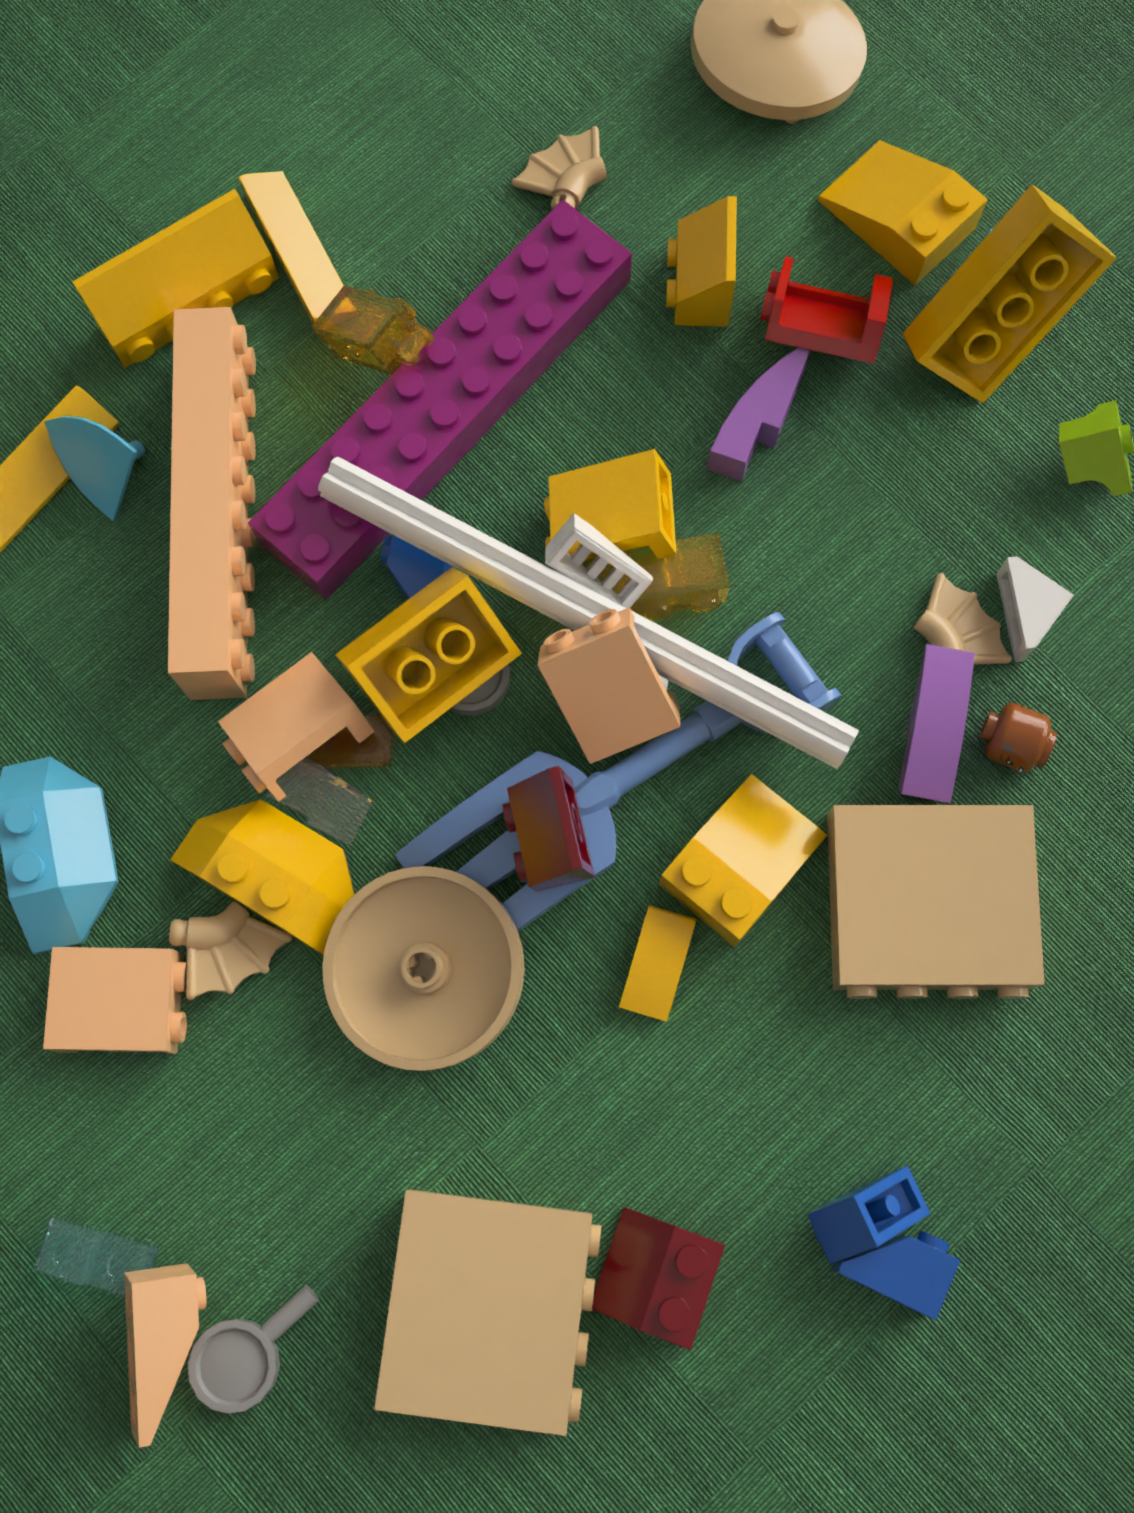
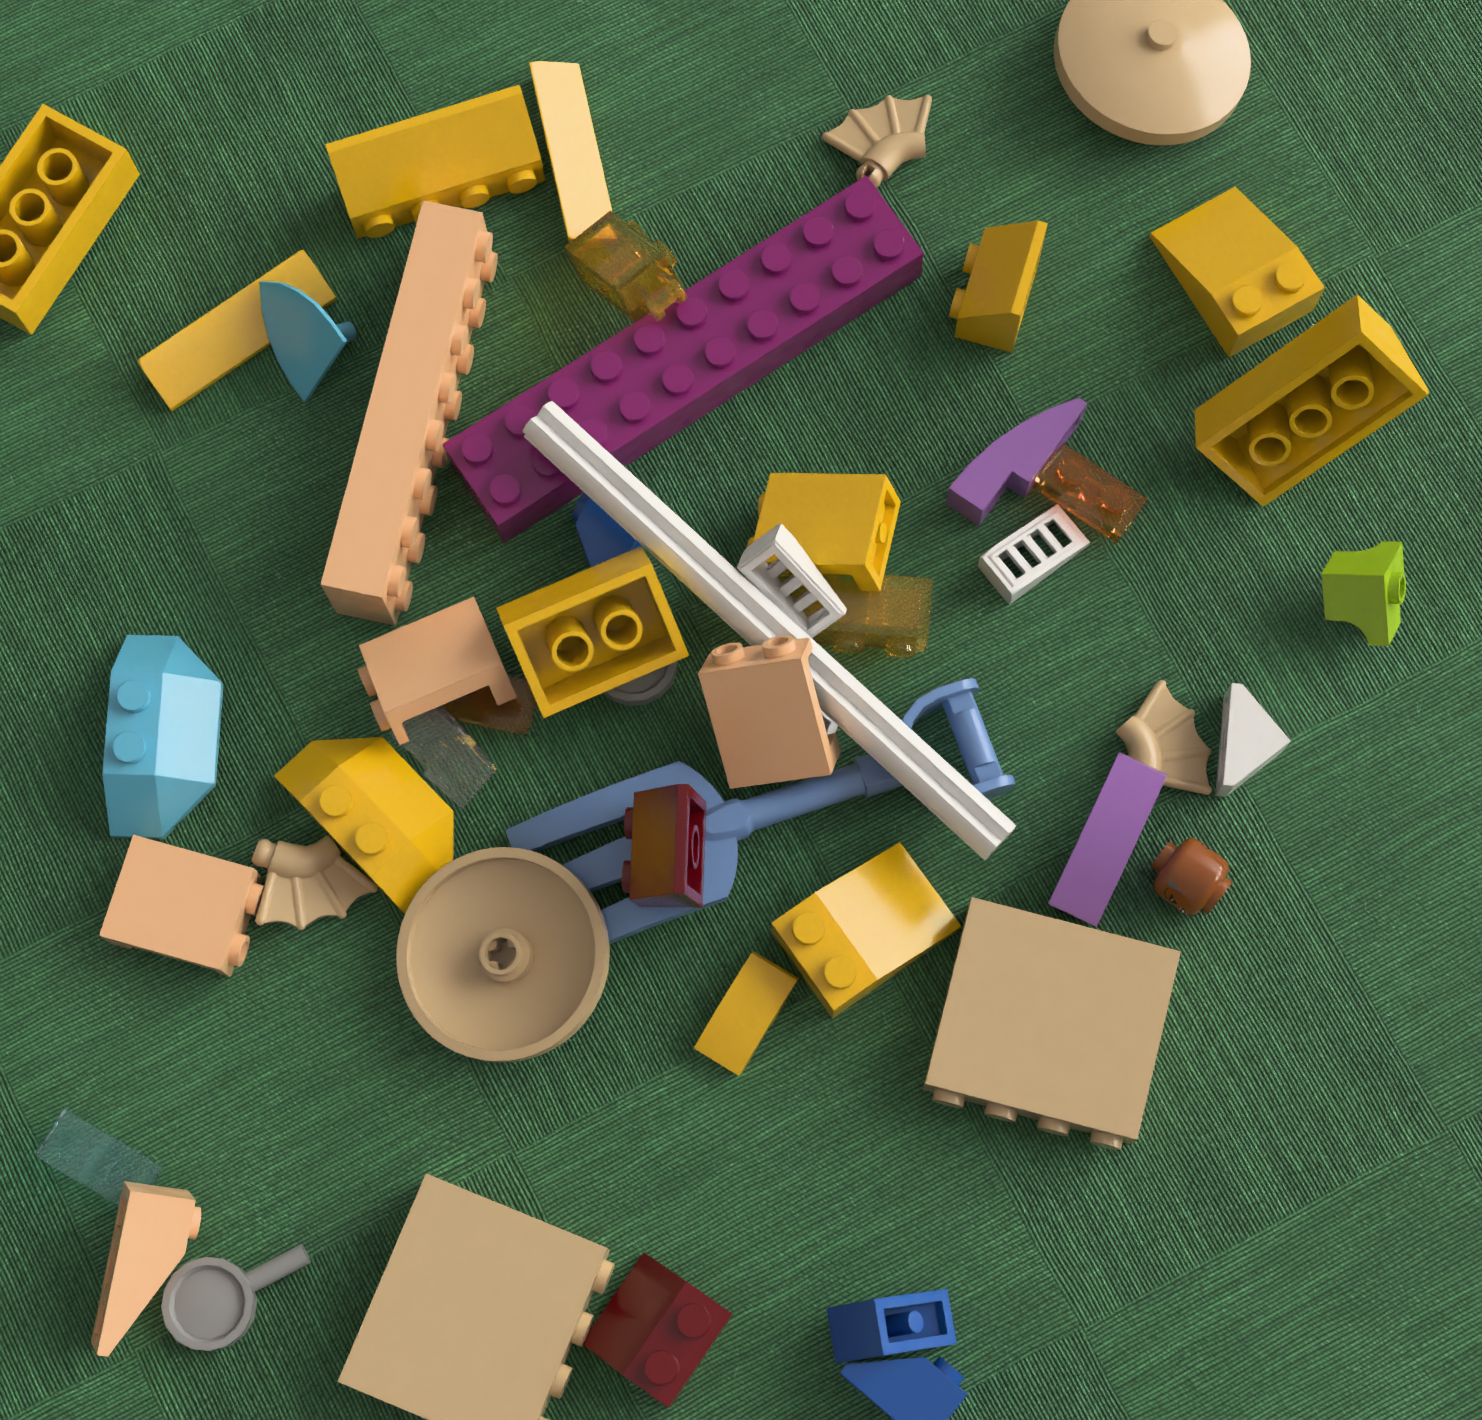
camera: 15 degrees right, 0 degrees up
(777, 519) = (1002, 578): none -> white slope
(826, 318) = (1113, 371): red panel -> none
(831, 427) = (1089, 493): none -> clear orange plate

